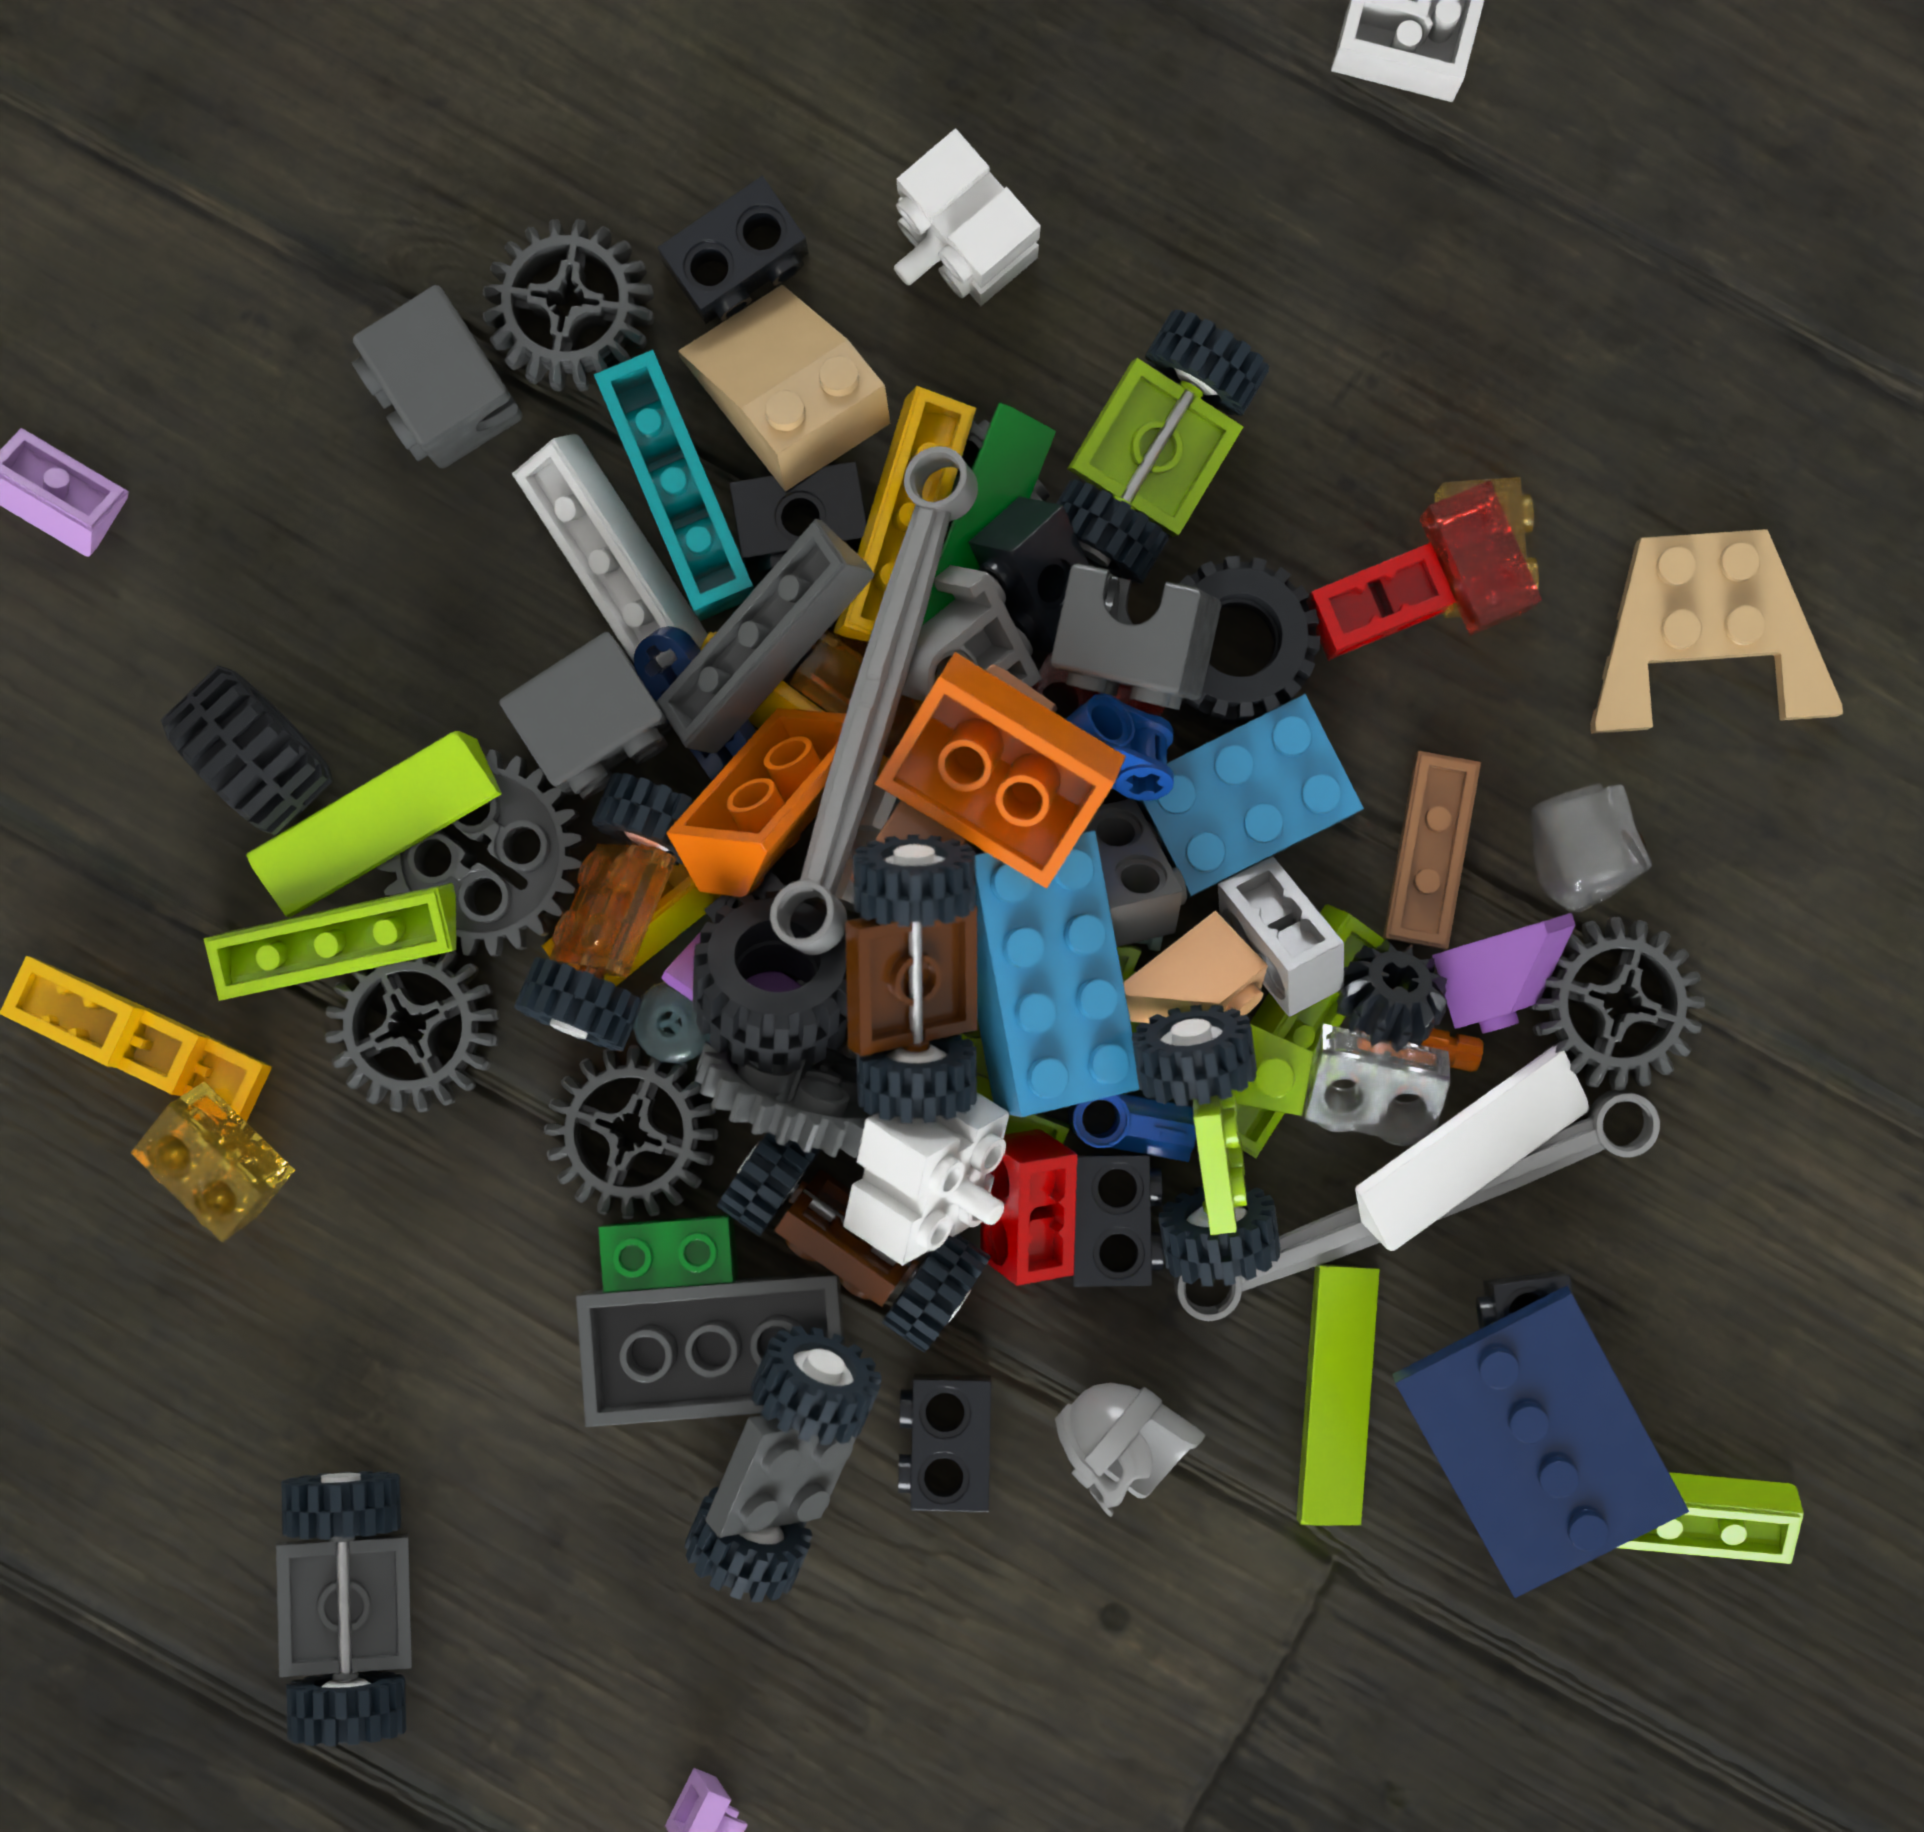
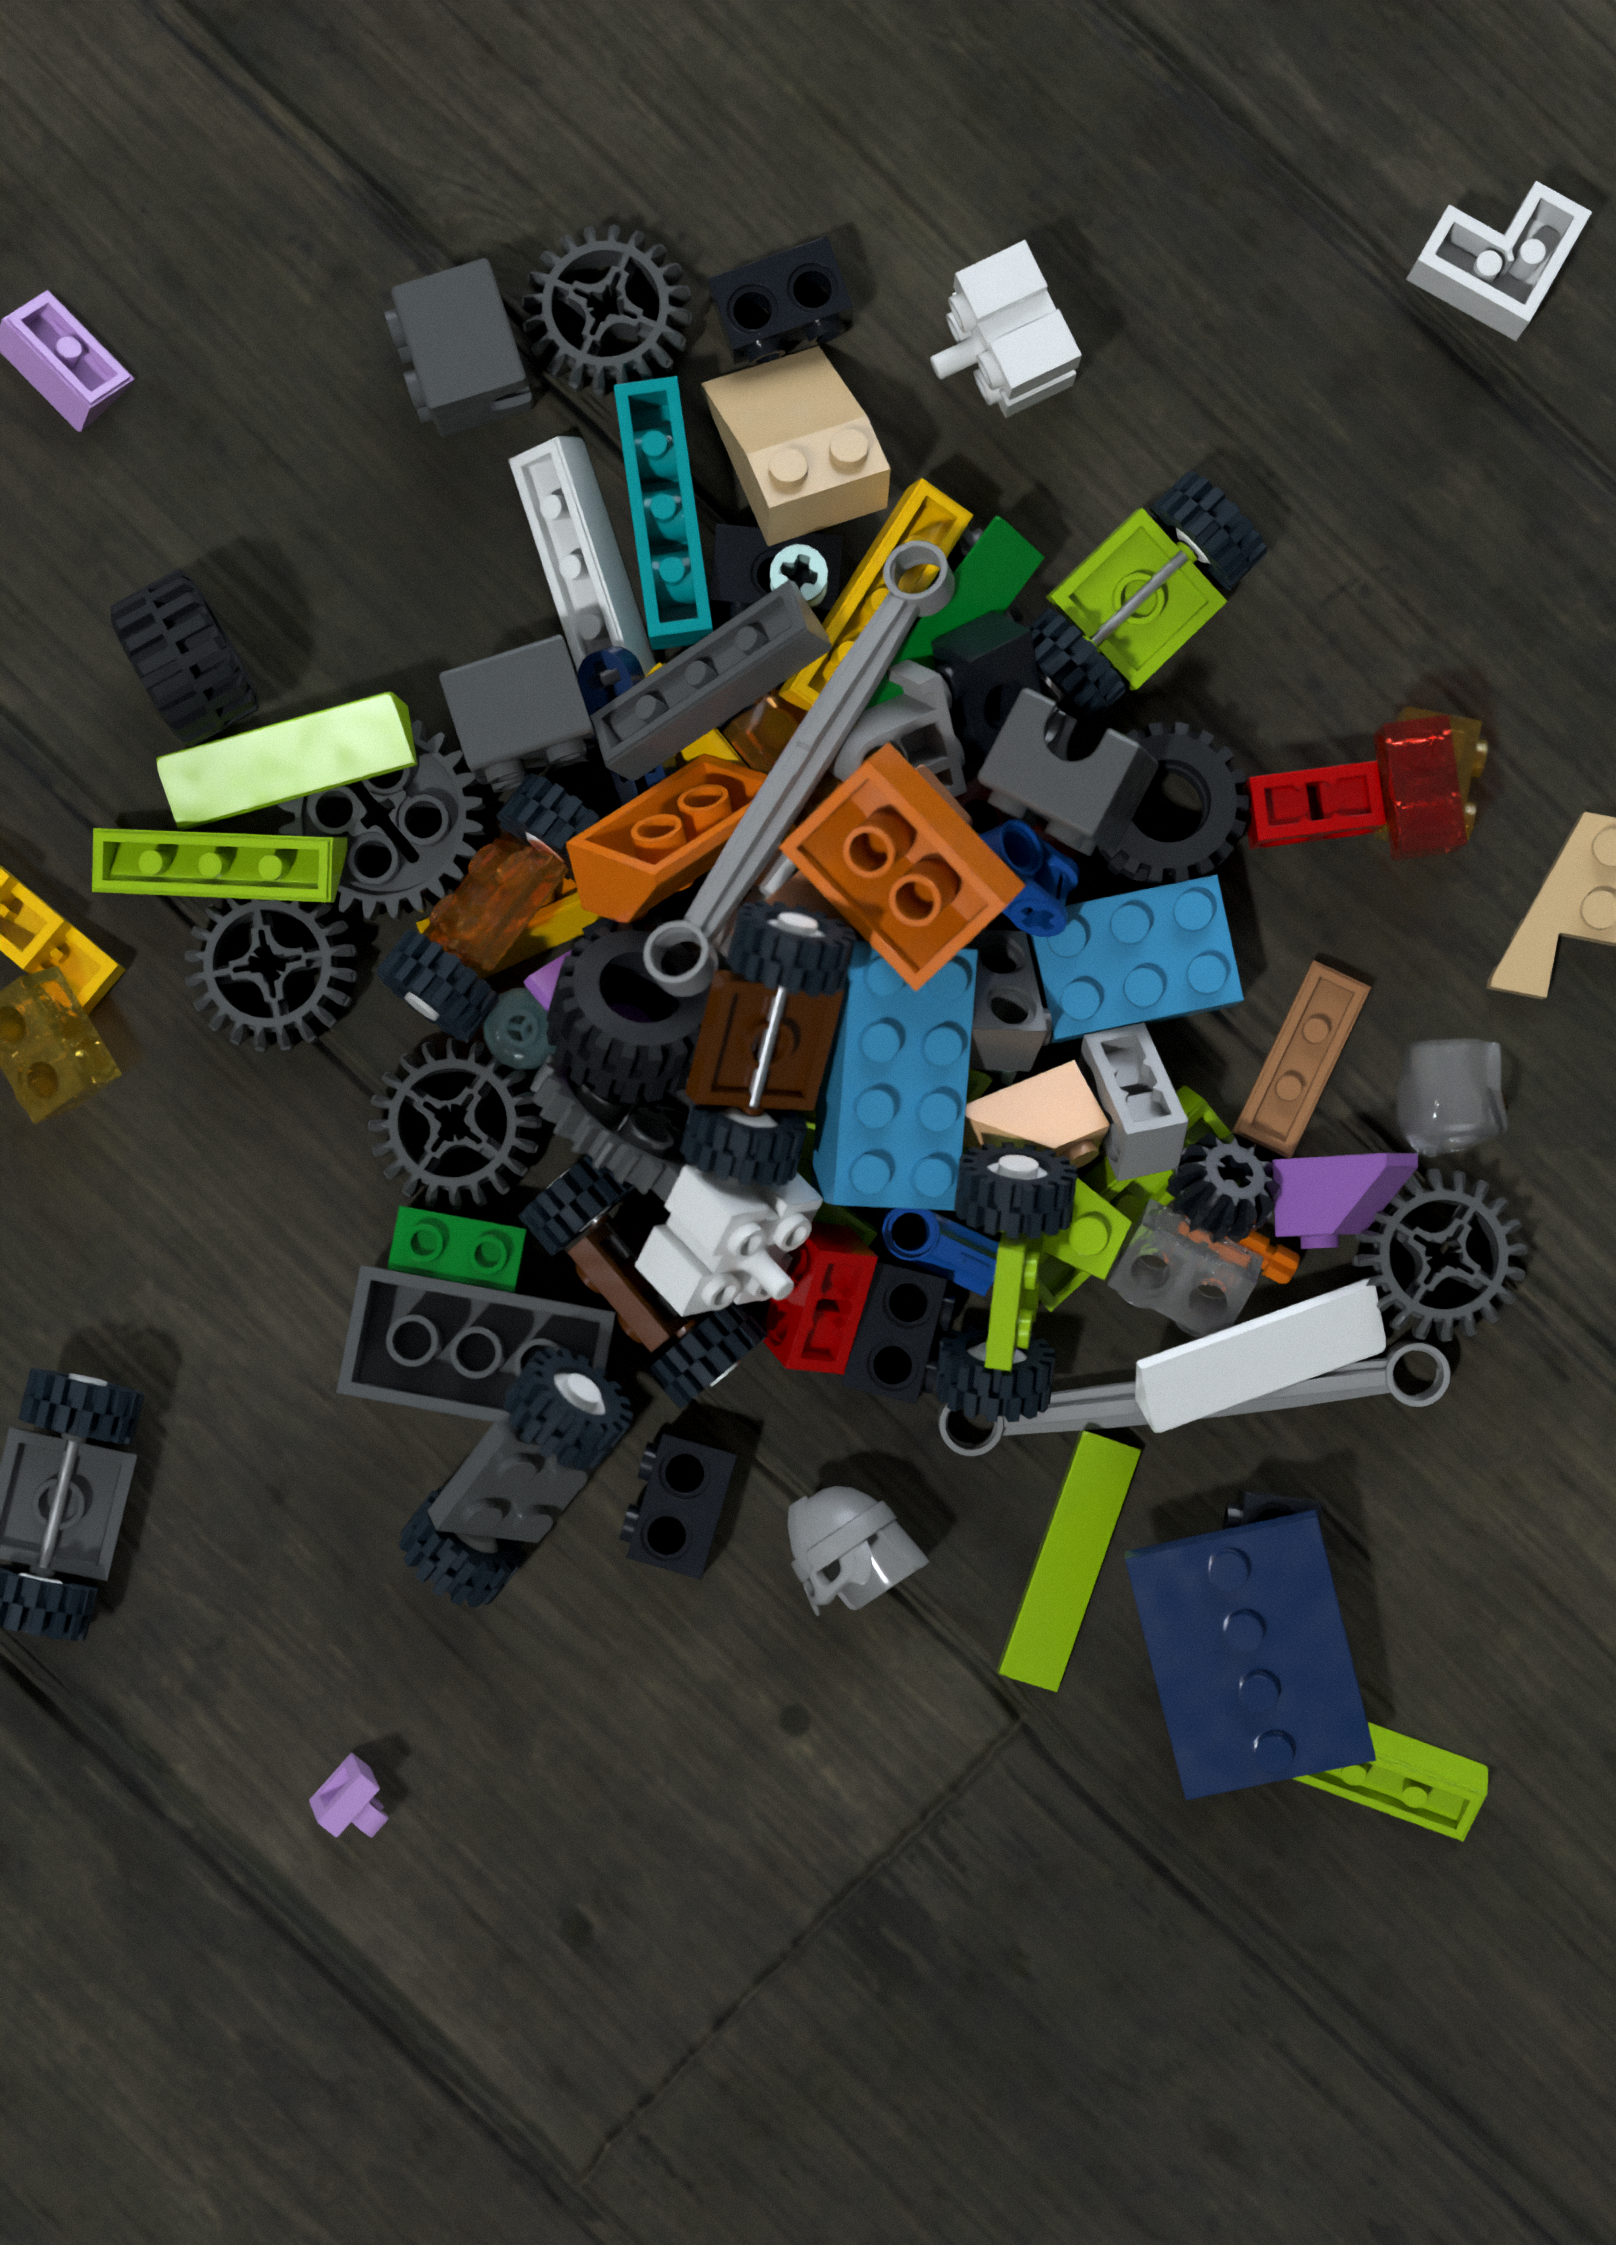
camera: 15 degrees right, 0 degrees up
(809, 502) = (803, 556): none -> light aqua bush

